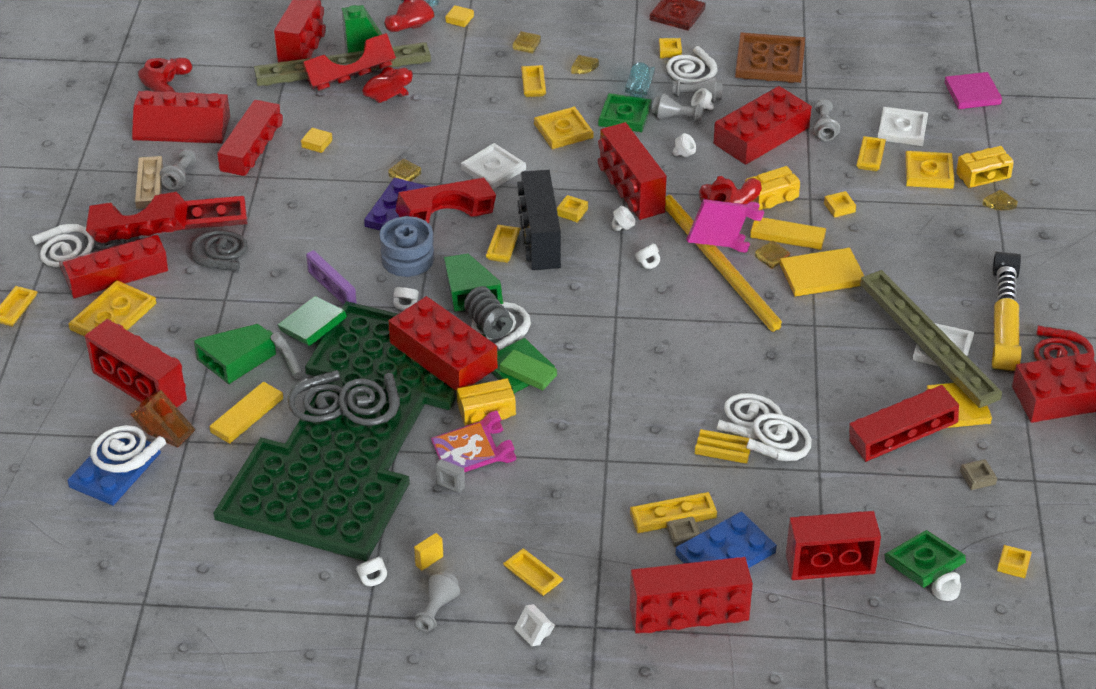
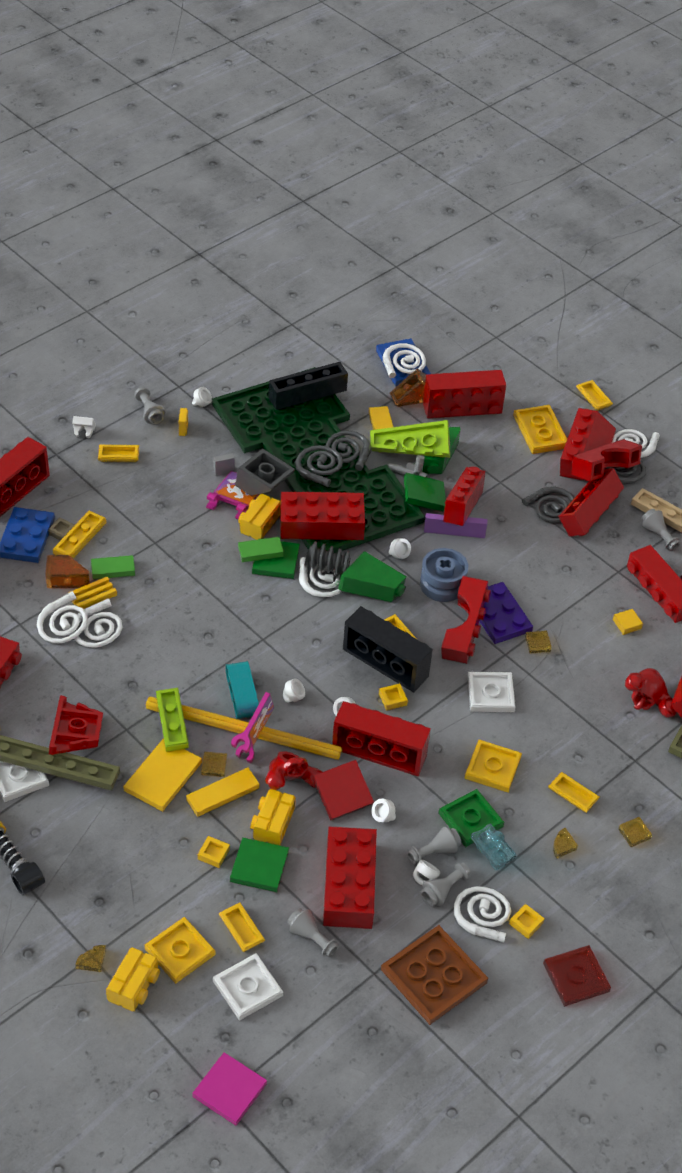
camera: 130 degrees right, 5 degrees up
(254, 346) = (415, 439): none -> lime wing
(269, 469) = (308, 385): none -> black brick
(297, 276) = (464, 496): none -> red brick
(439, 419) = (262, 473): none -> dark grey slope
(676, 458) = (113, 567): none -> bright green tile
(688, 280) = (242, 689): none -> teal beam
(698, 170) = (343, 789): none -> red tile
(734, 475) = (65, 572): none -> clear orange slope
(775, 290) = (172, 719): none -> lime tile
(817, 177) = (259, 864): none -> green tile
(864, 335) = (75, 728): none -> red wing

